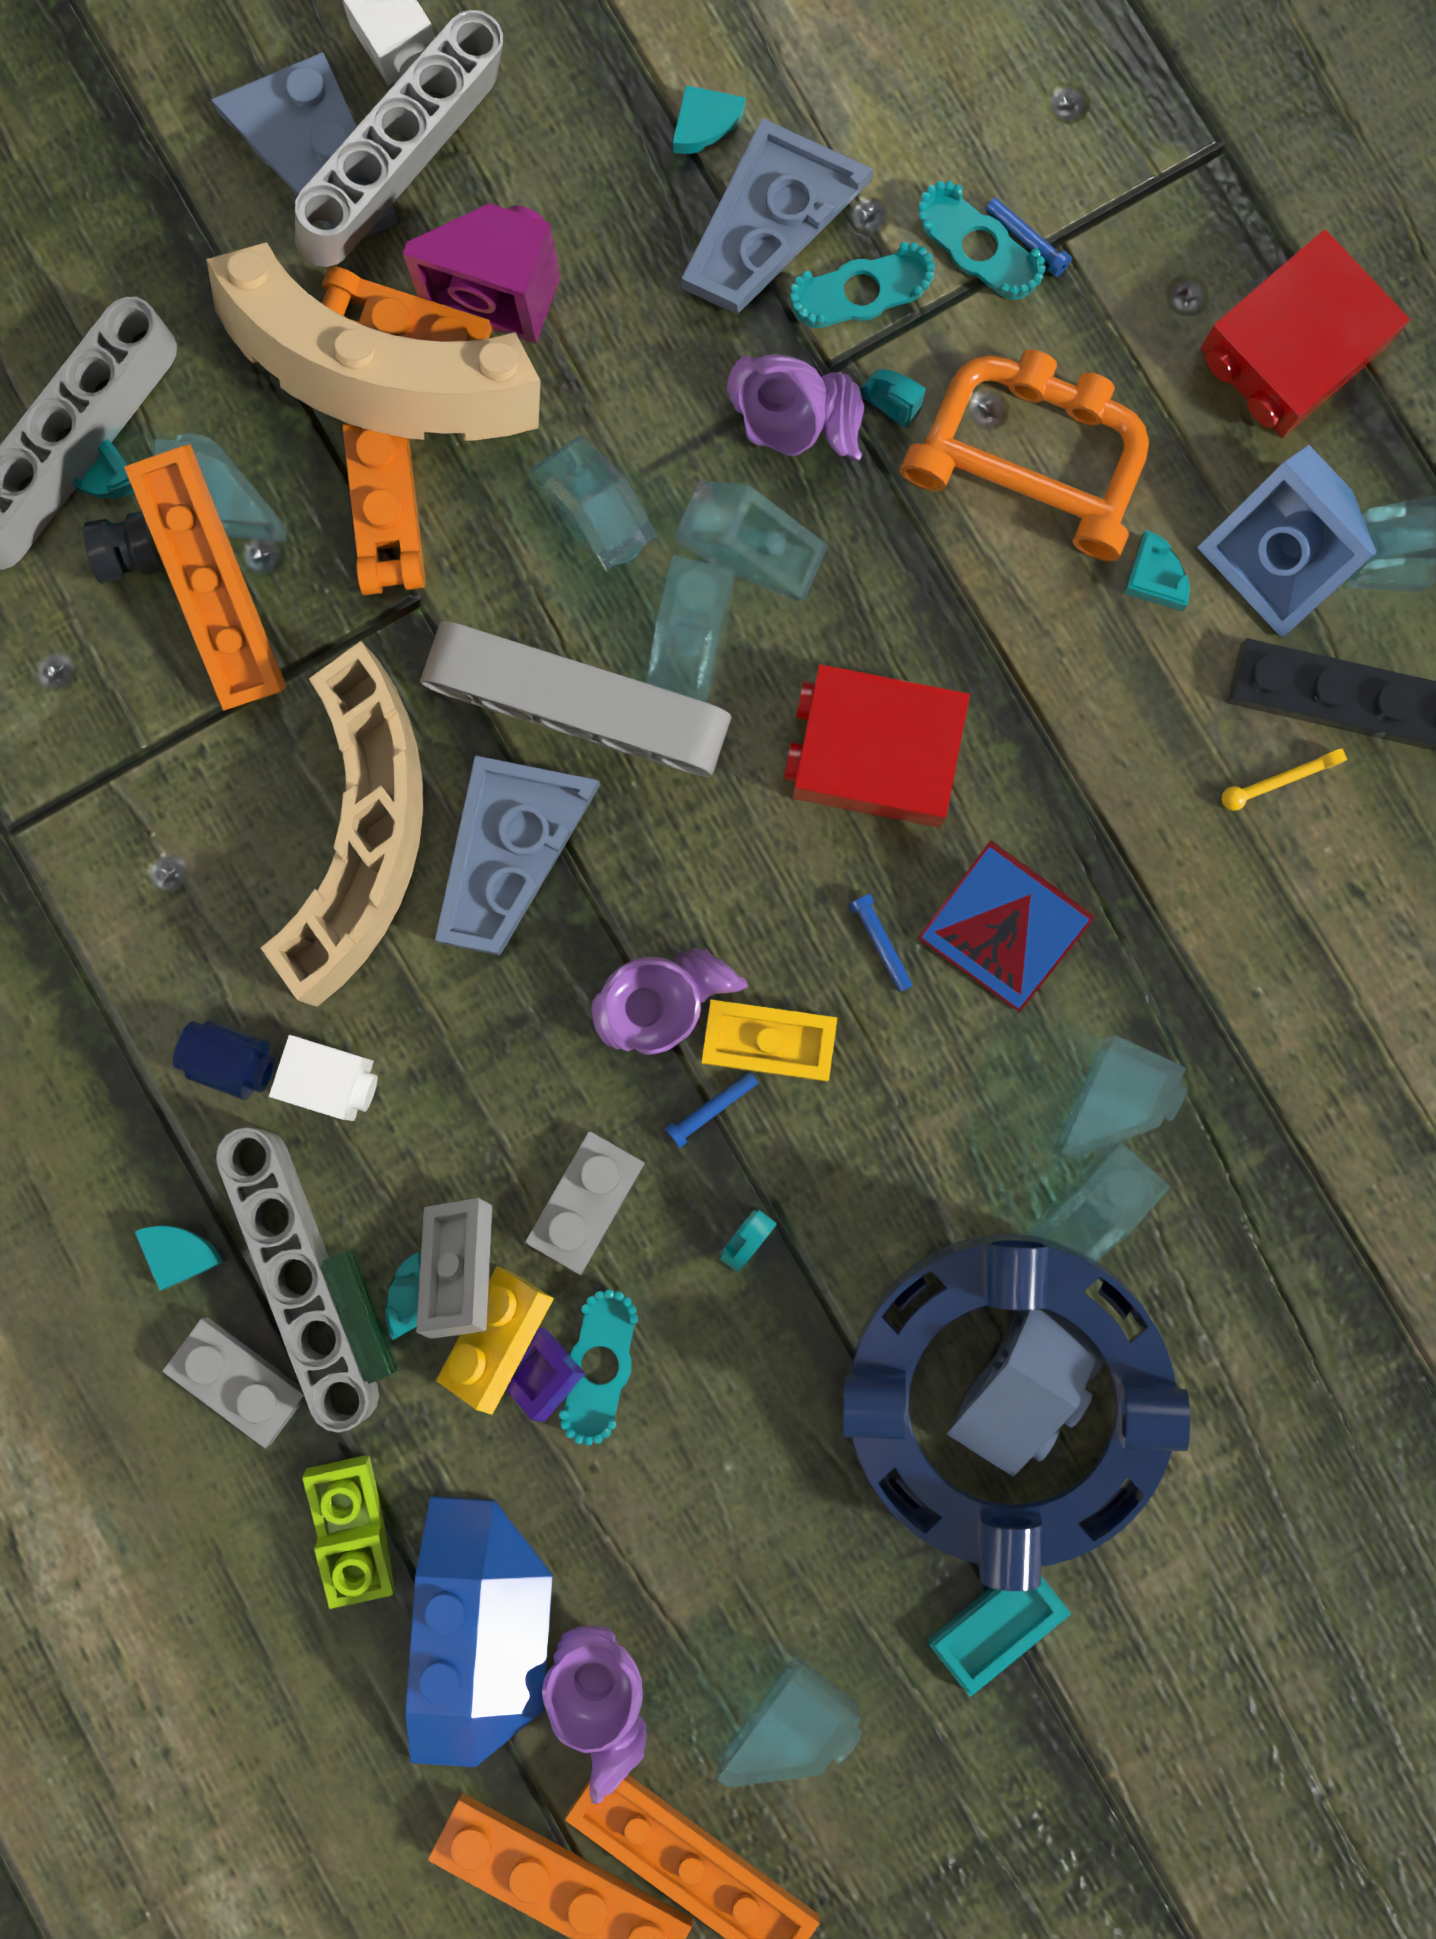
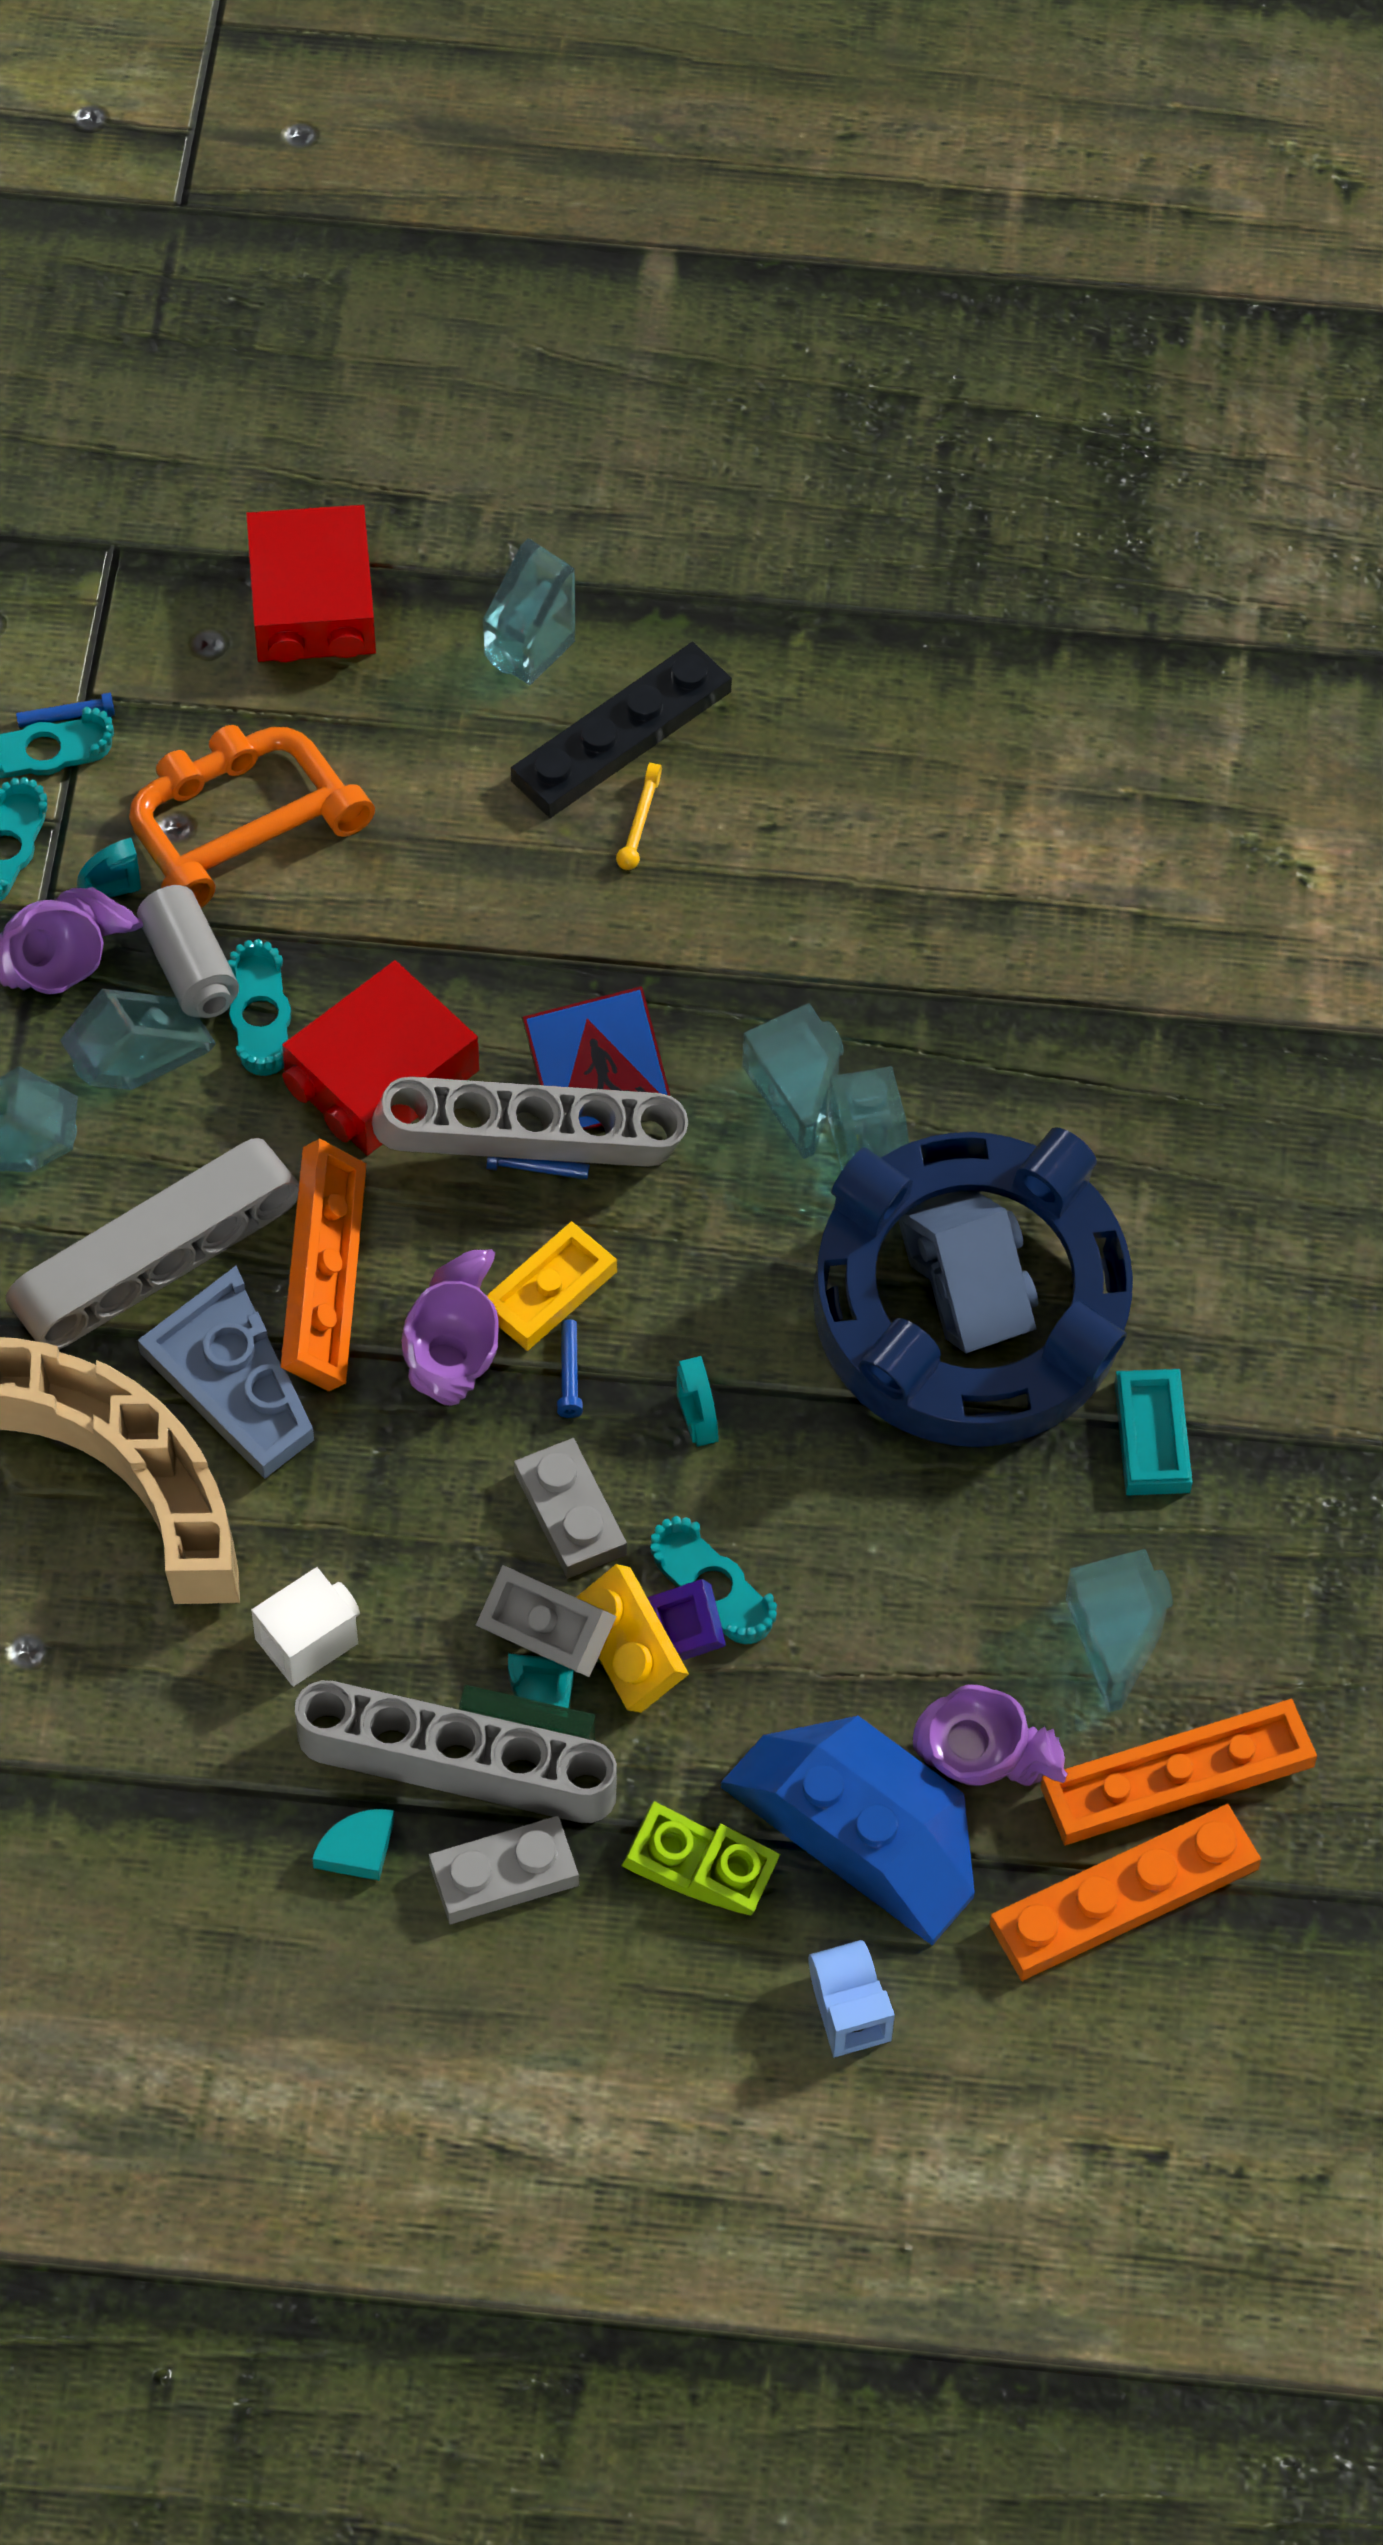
camera: 60 degrees left, 25 degrees down
(224, 1059) = (226, 1691): clear blue brick -> none
(305, 1741) = (850, 1998): none -> light blue leg
(654, 847) = (323, 1265): none -> orange plate
(690, 627) = (165, 1117): clear light blue slope -> none
(861, 517) = (188, 951): none -> light grey brick
(886, 585) = (259, 979): none -> teal piece
(901, 952) = (504, 1136): none -> light grey beam
(1158, 574) = (409, 797): teal tile -> none
(1292, 541) = (464, 690): medium blue slope -> none

